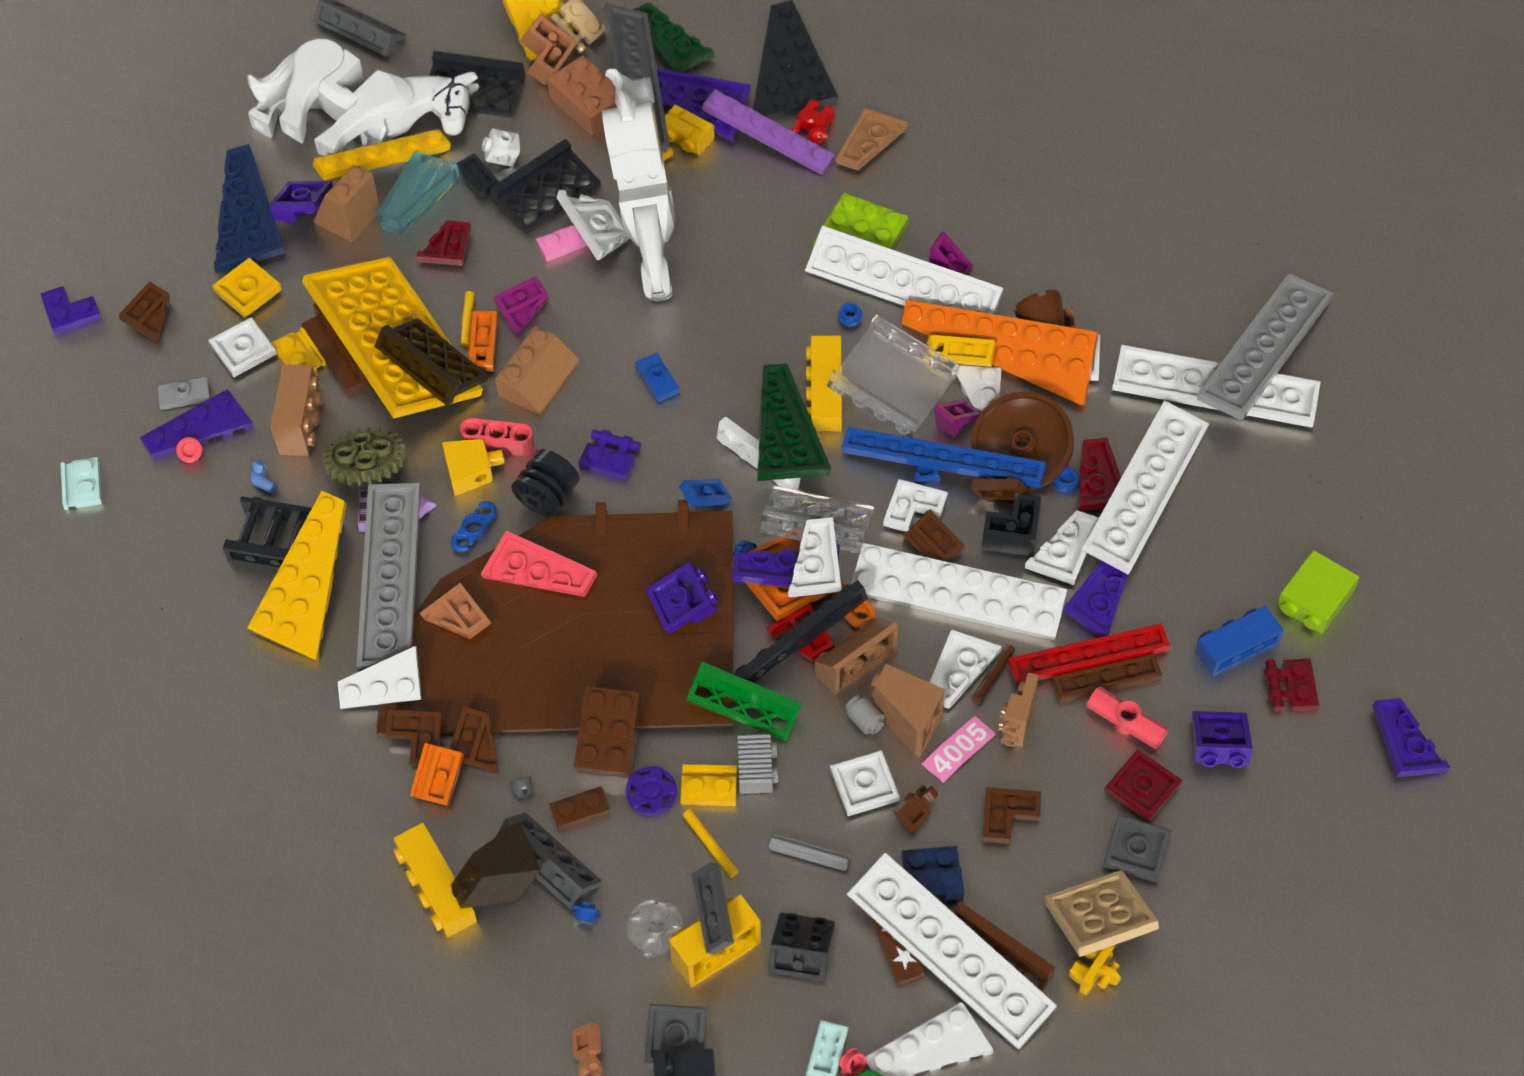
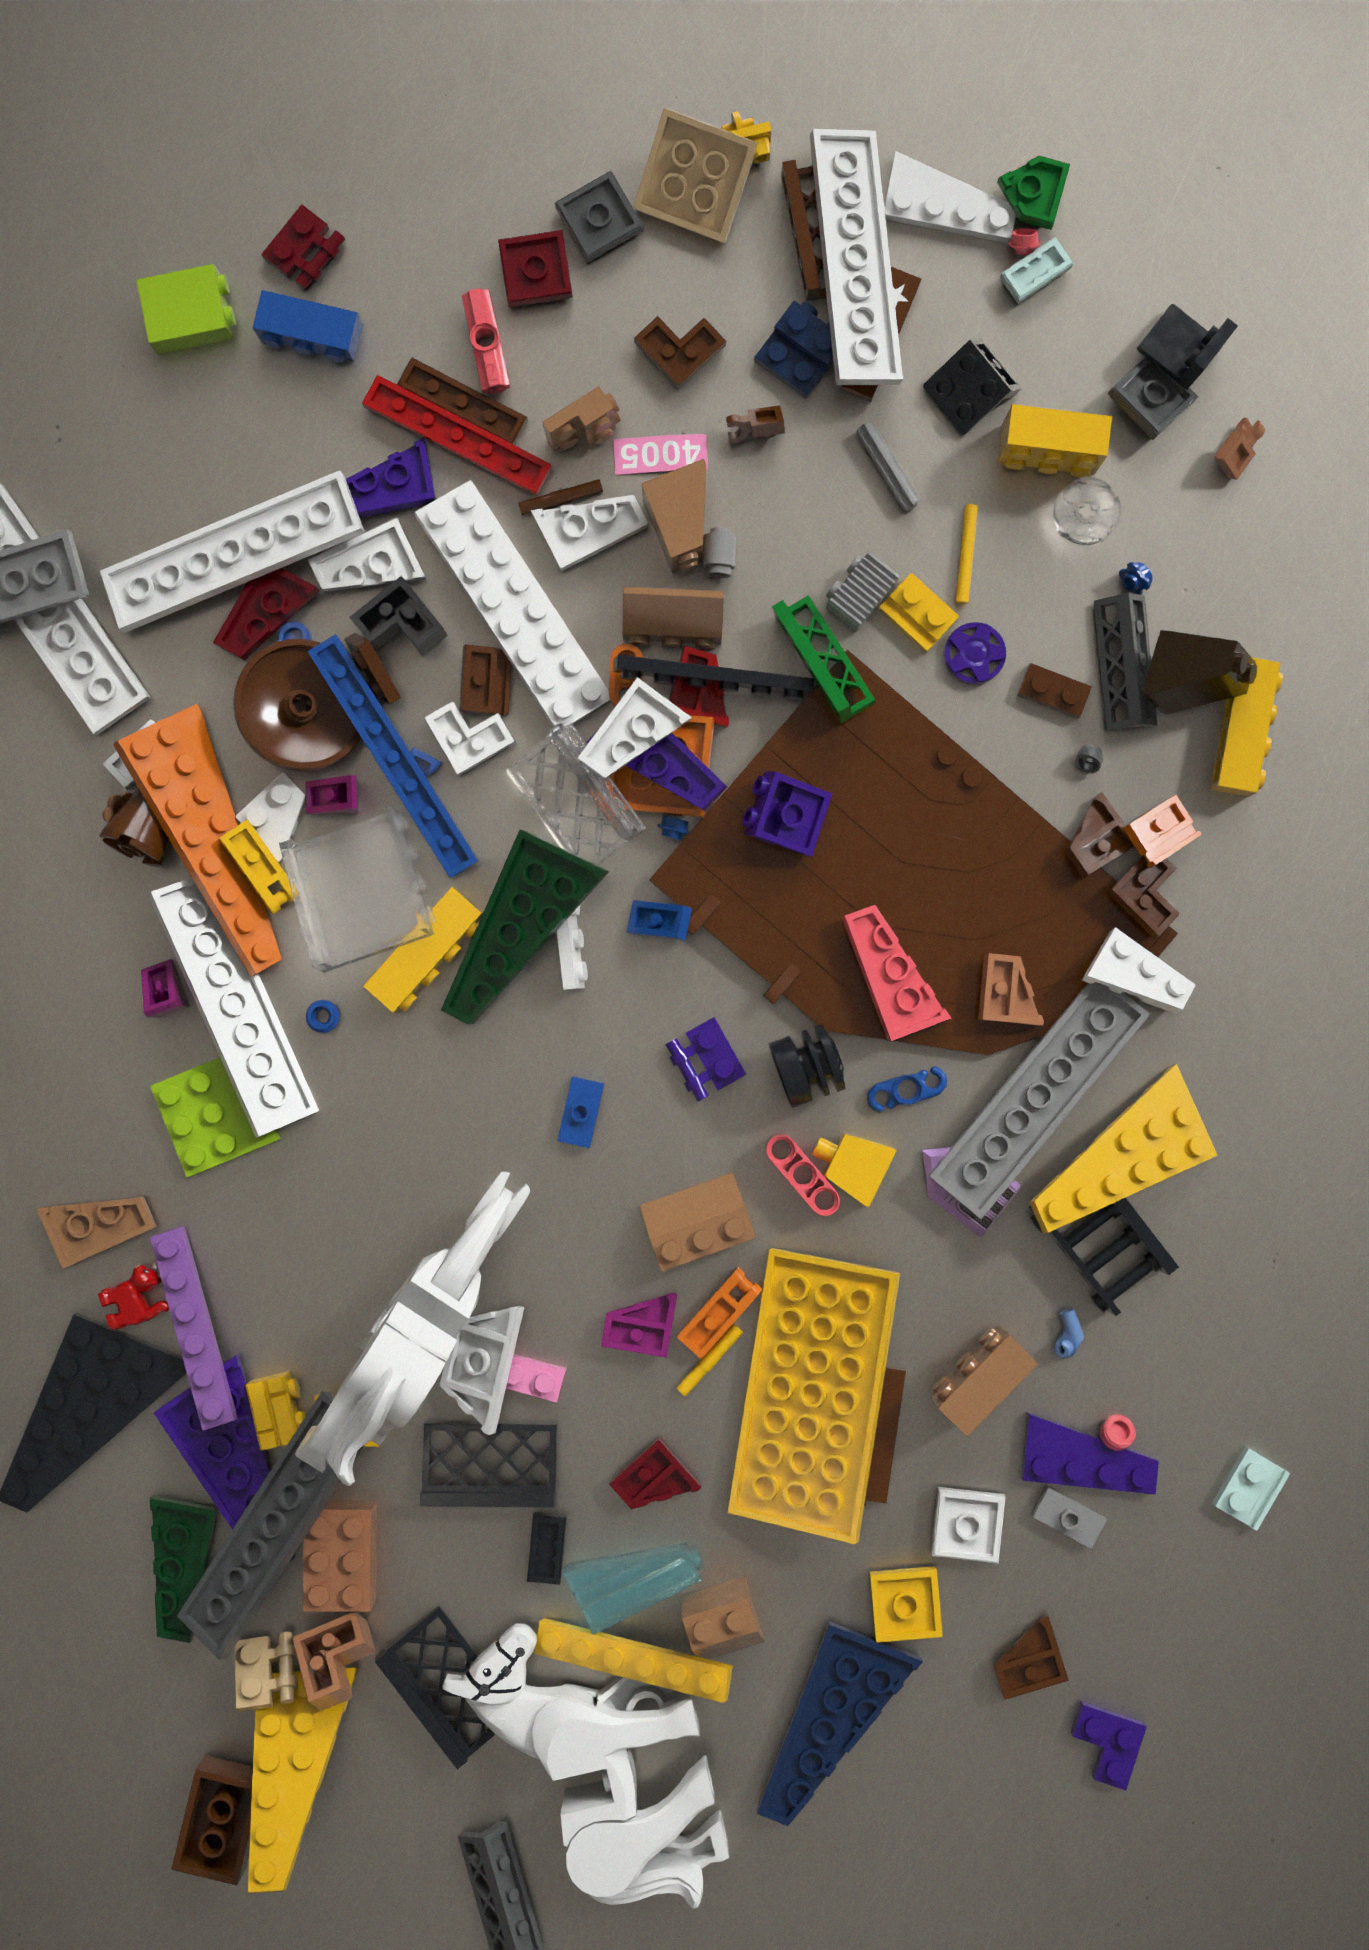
camera: 135 degrees left, 30 degrees up
(298, 198) = (768, 1673): dark purple plate -> none
(298, 350) = (916, 1466): yellow plate -> none
(364, 456) = (944, 1236): olive gear -> none
(423, 367) = (826, 1321): dark brown fence -> none
(501, 147) = (494, 1560): white brick -> none
(608, 732) = (975, 730): reddish brown brick -> none
(712, 908) = (1051, 441): dark grey plate -> none
(864, 783) = (780, 488): white plate -> none
(1221, 738) = (422, 247): dark purple plate -> none
(1406, 745) = (262, 103): dark purple wing -> none

